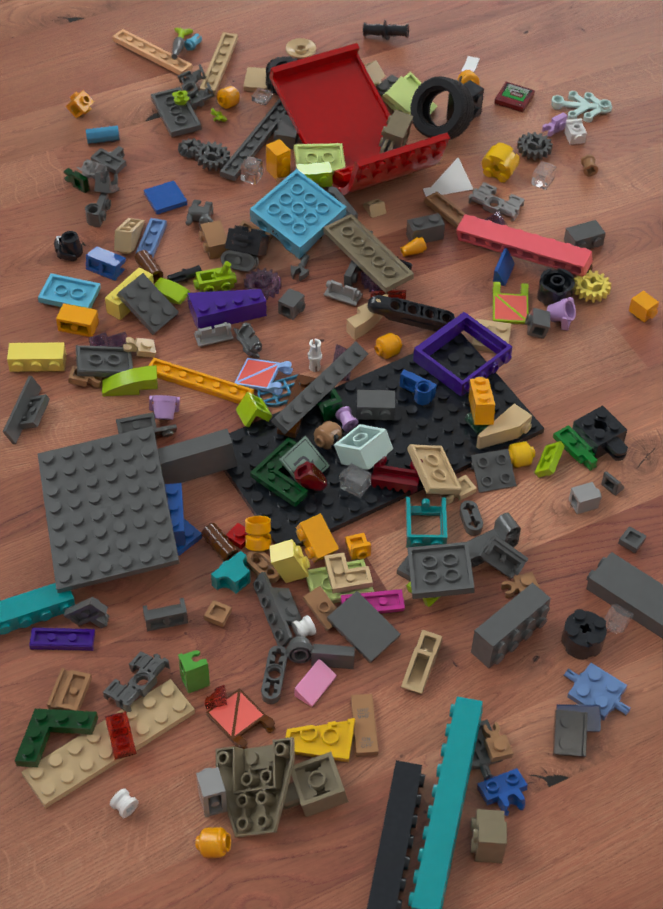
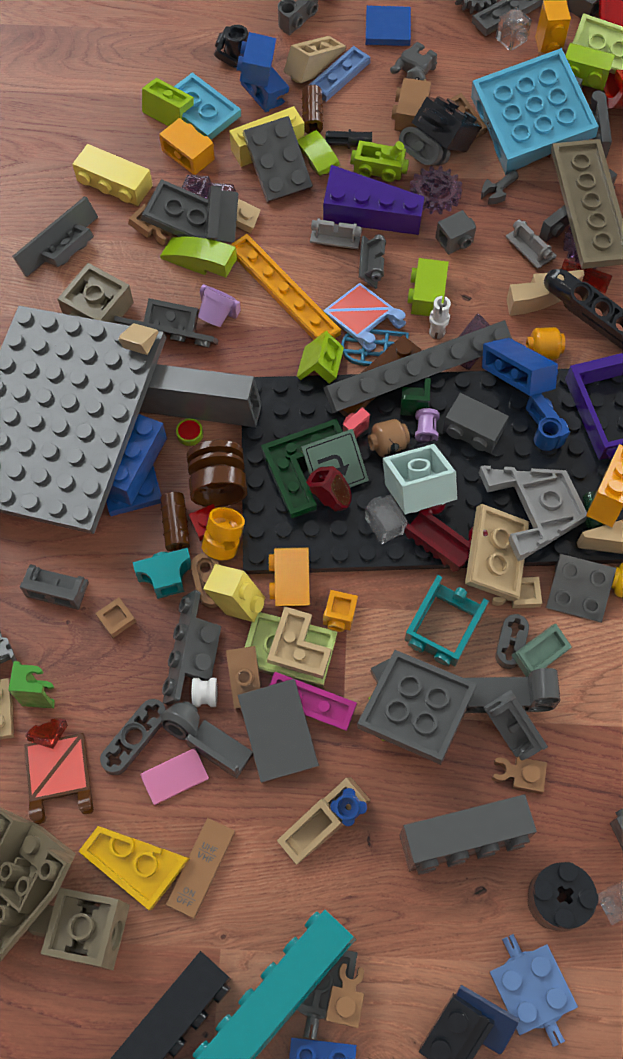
camera: 30 degrees right, 15 degrees up
(45, 299) = (165, 101): none -> lime panel
(79, 429) = (96, 295): none -> dark tan brick
(96, 247) = (257, 59): none -> blue brick
(132, 350) = (221, 215): none -> dark grey panel
(141, 435) = (138, 338): none -> tan slope
(193, 489) = (189, 432): none -> tile
(231, 500) = (216, 473): none -> reddish brown wheel
(294, 342) = (429, 284): none -> lime brick
(303, 431) = (358, 422): none -> coral plate
(382, 361) = (520, 366): none -> blue brick
(433, 637) = (357, 807): none -> blue plate
(443, 427) = (547, 499): none -> light grey wing
(491, 512) = (542, 650): none -> sand green tile

